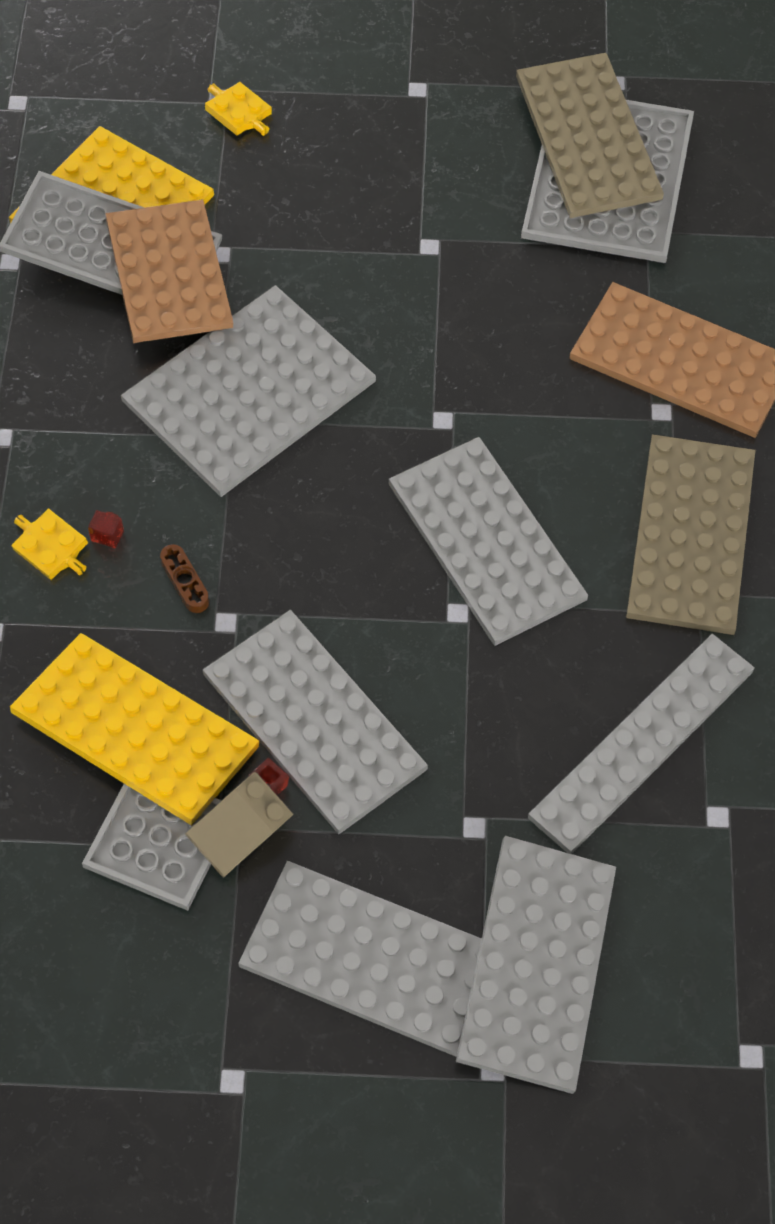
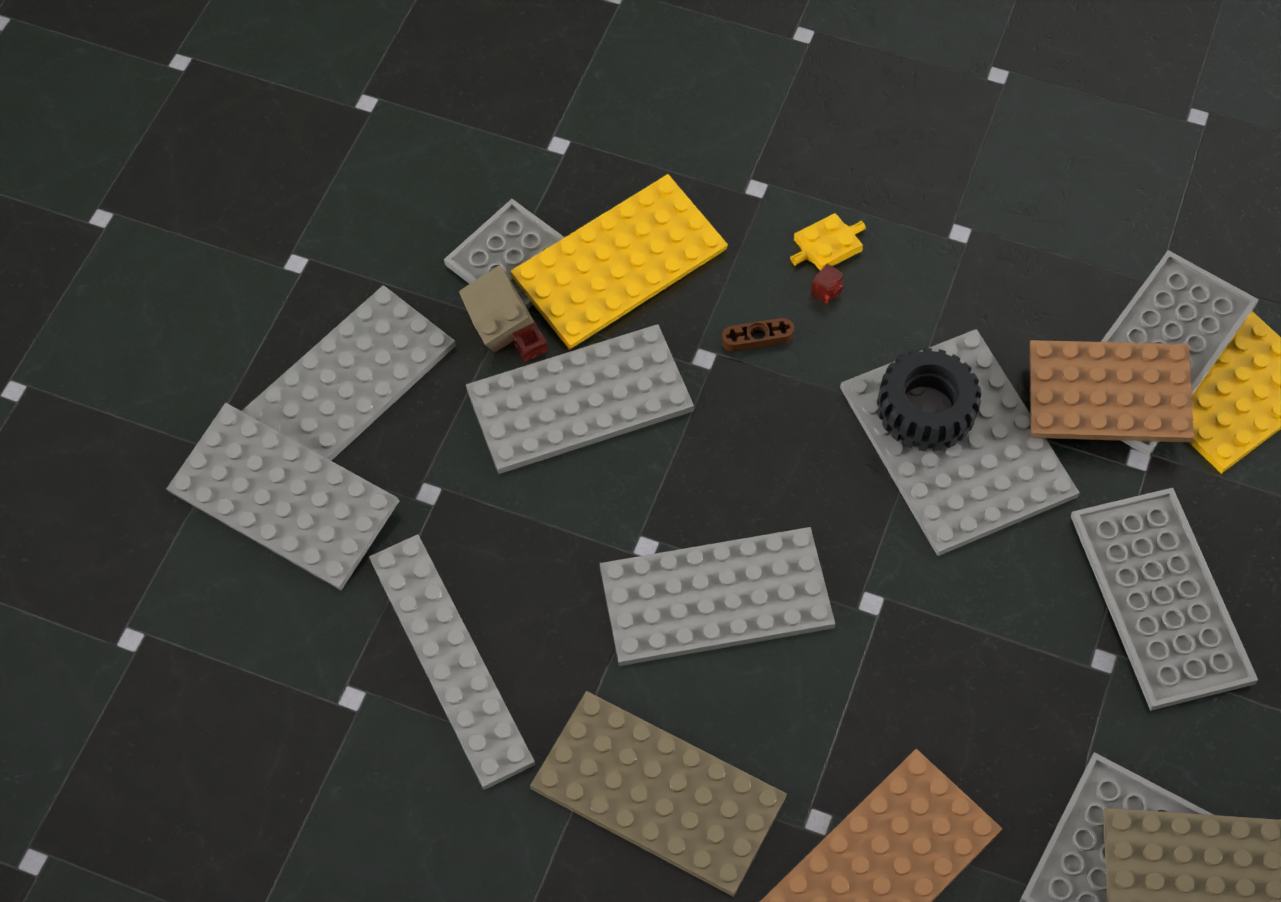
camera: 110 degrees right, 0 degrees up
(233, 427) = (937, 372): none -> black tyre
(355, 213) = (1163, 599): none -> light grey plate

